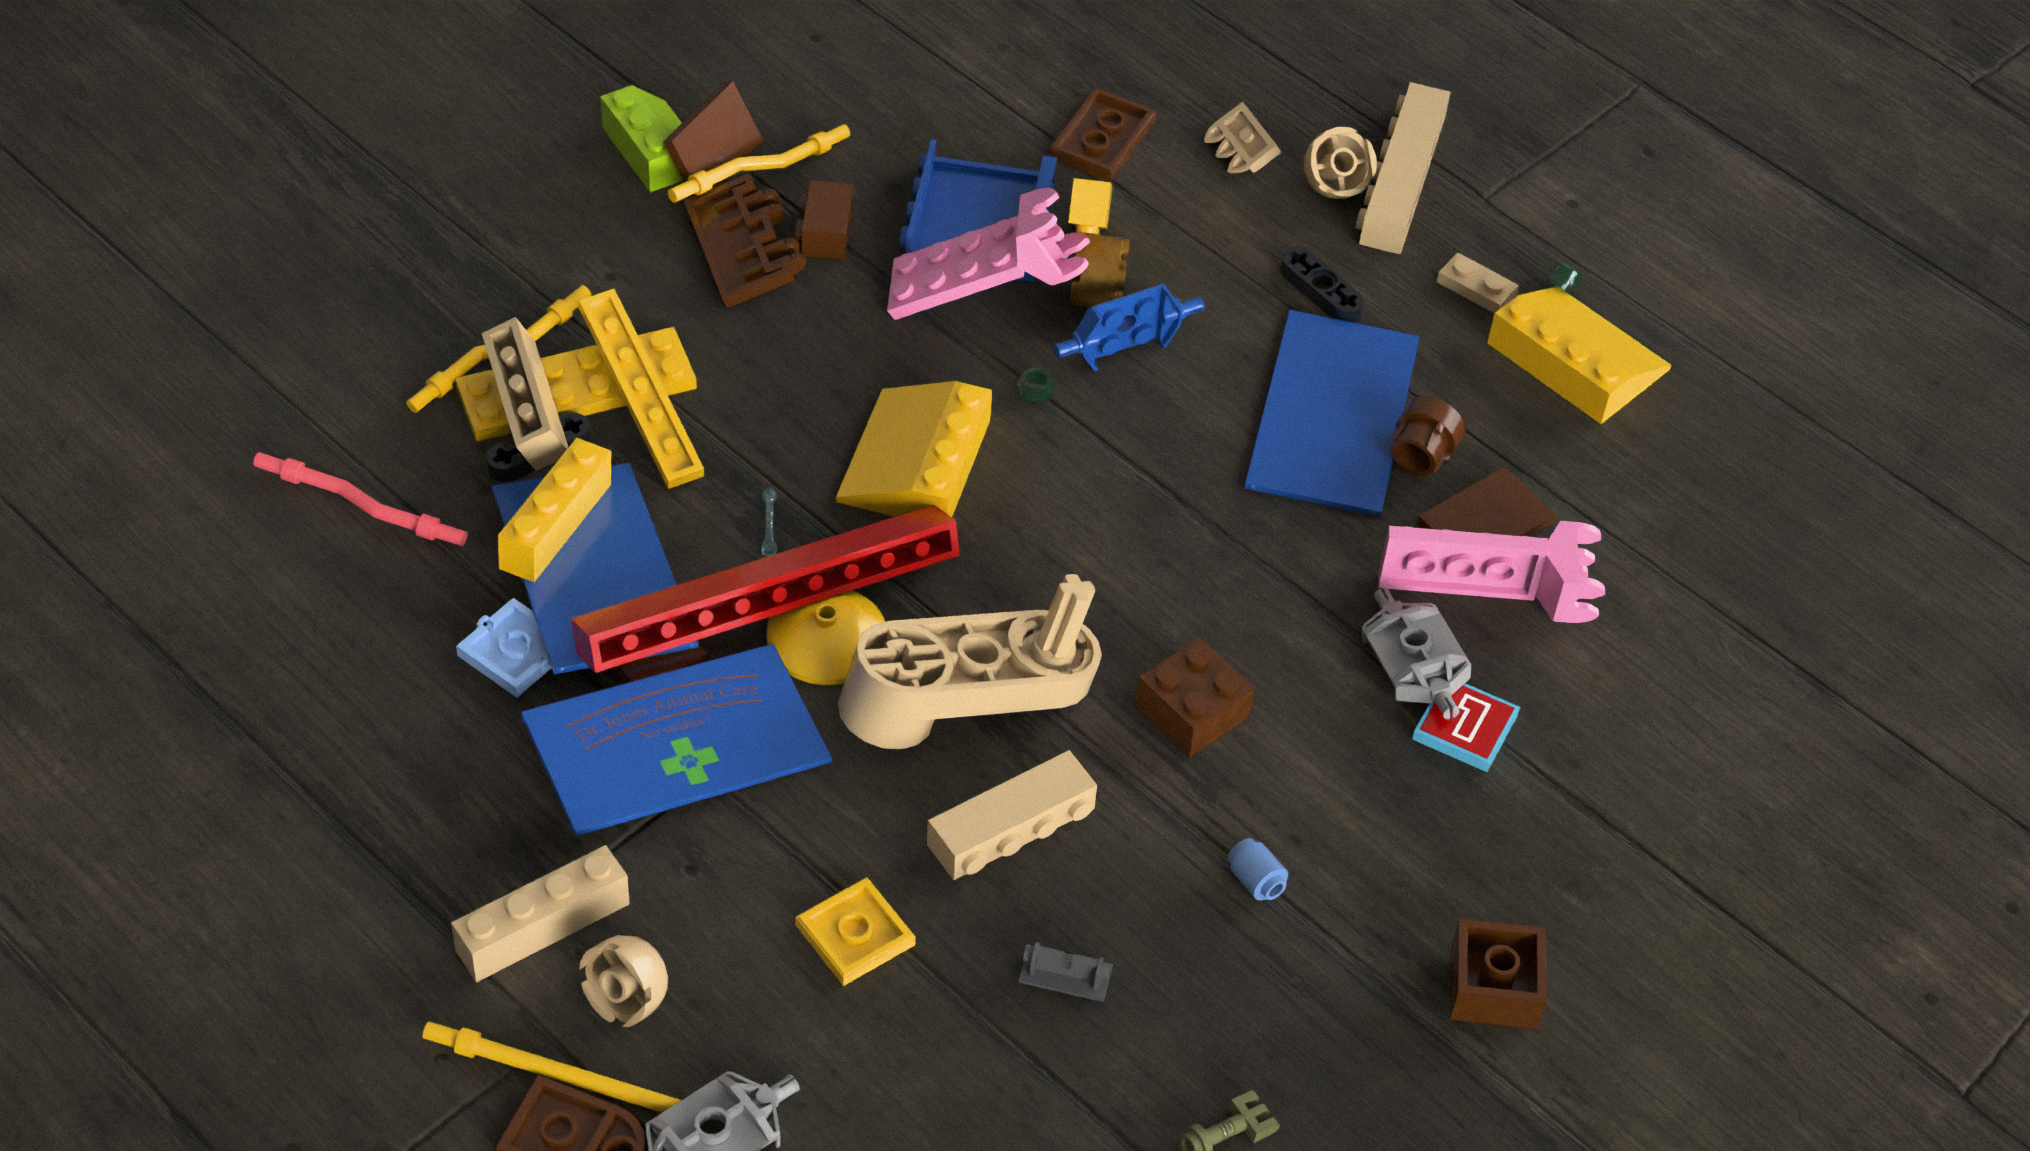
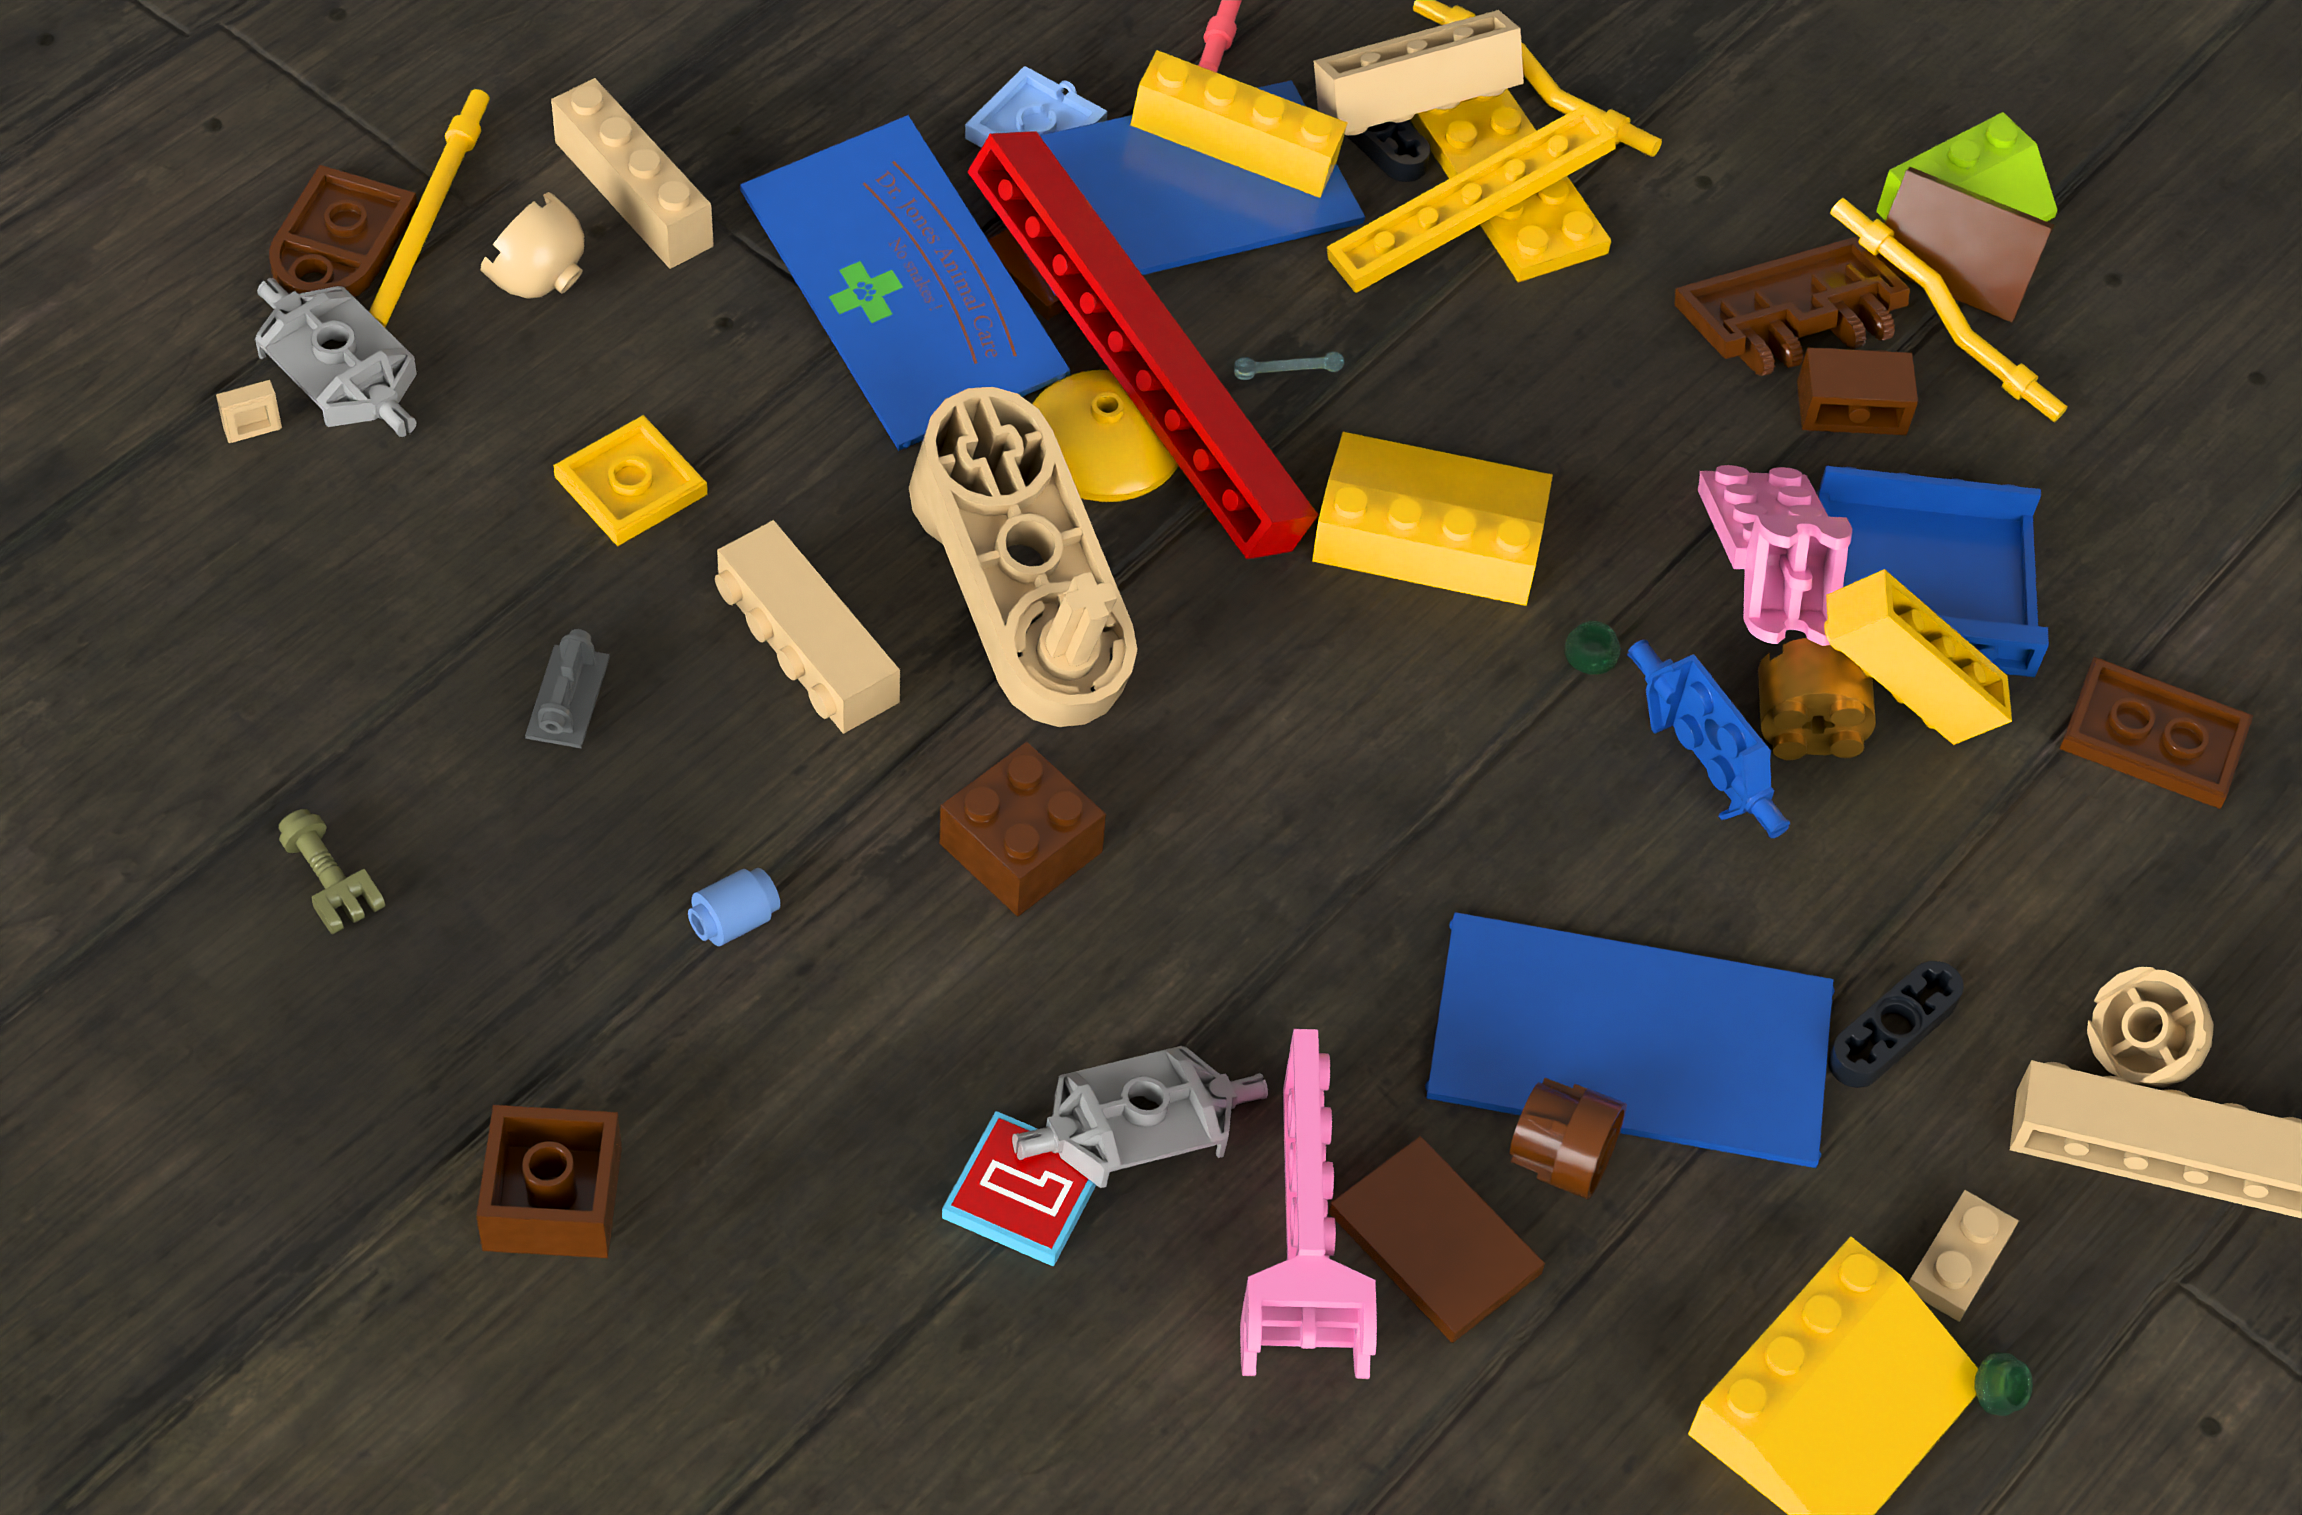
camera: 85 degrees right, 5 degrees up
(1242, 138) = (2193, 916): tan plate -> none

